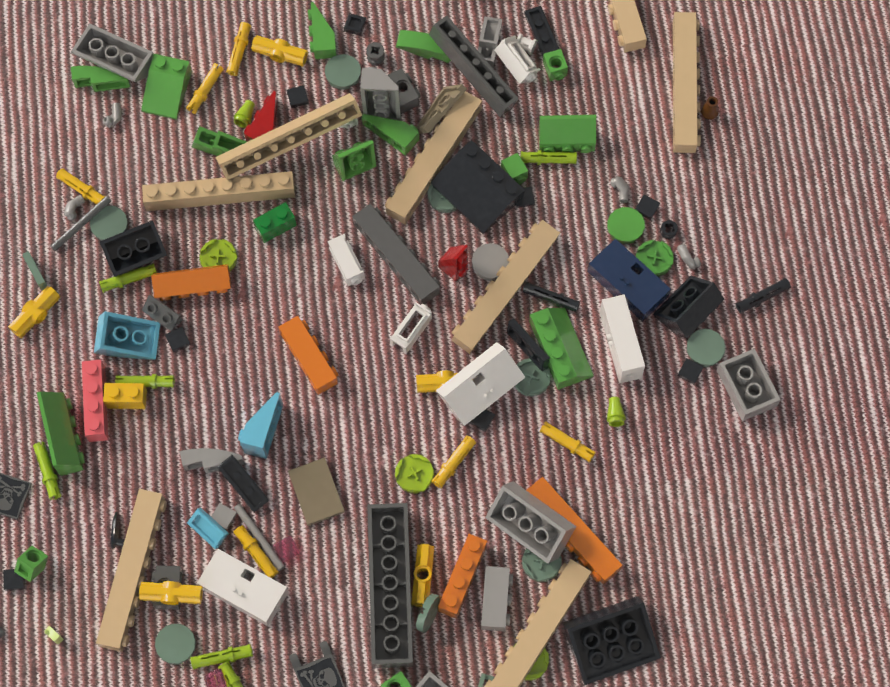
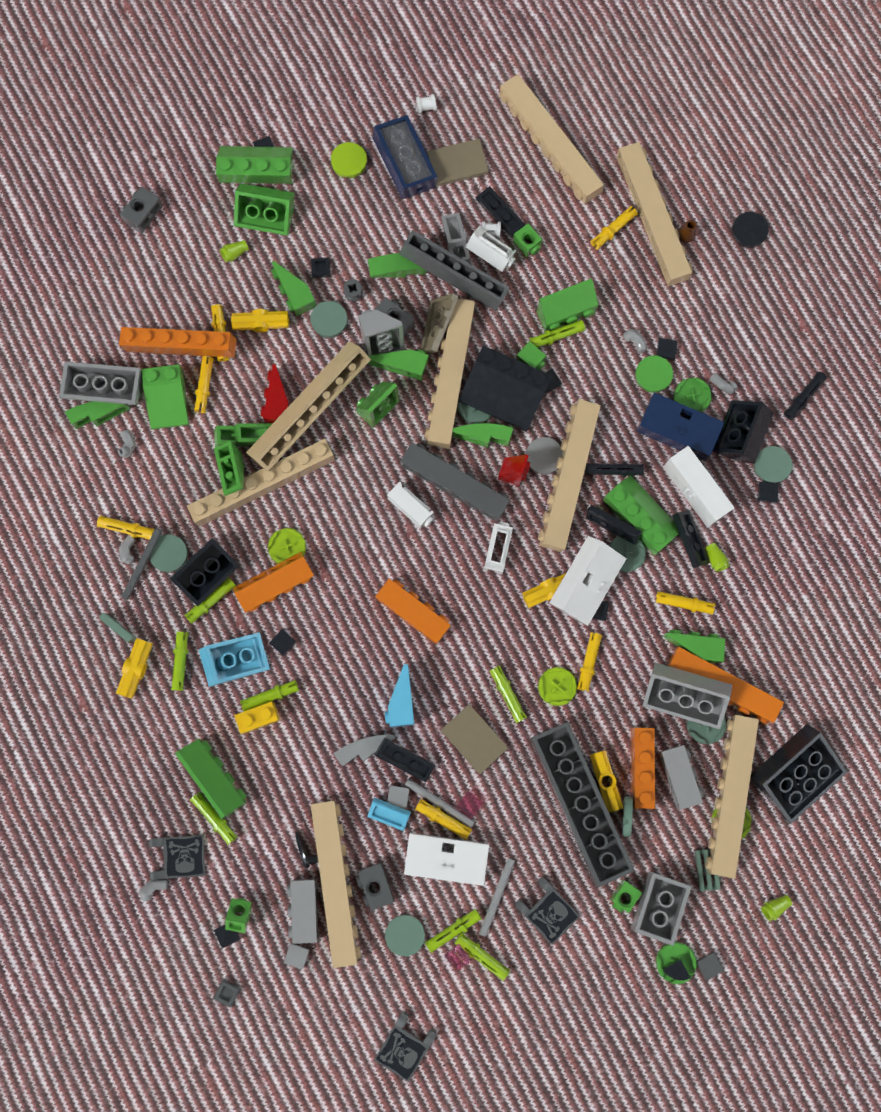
camera: 25 degrees left, 10 degrees up
(53, 635) = (289, 973): yellowish green tile -> none
(68, 623) = (296, 956): none -> light grey tile
(81, 314) = (179, 661): none -> lime pin
(92, 583) = (303, 910): none -> light grey brick
(94, 408) = (229, 733): coral brick -> none
(161, 313) = (257, 624): dark grey hinge -> none
(170, 593) = (384, 895): yellow piece -> none
(196, 164) = (230, 467): none -> bright green slope
(197, 42) = (177, 342): none -> orange brick
(244, 114) = (253, 396): lime cone -> none
(274, 222) = (327, 494): green brick -> none
(275, 643) = (496, 897): none -> light grey bar
(297, 96) = (296, 360): black tile -> none
(364, 461) = (505, 689): none -> lime pin
(441, 221) = (484, 433): none -> bright green slope
(569, 488) = (707, 648): none -> bright green slope
(597, 386) = (691, 539): none -> black tile
(635, 84) = (608, 232): none -> yellow pin
(664, 234) = (700, 361): black bush -> none
(748, 384) = (828, 487): light grey brick -> none
(772, 128) = (750, 229): none -> black tile

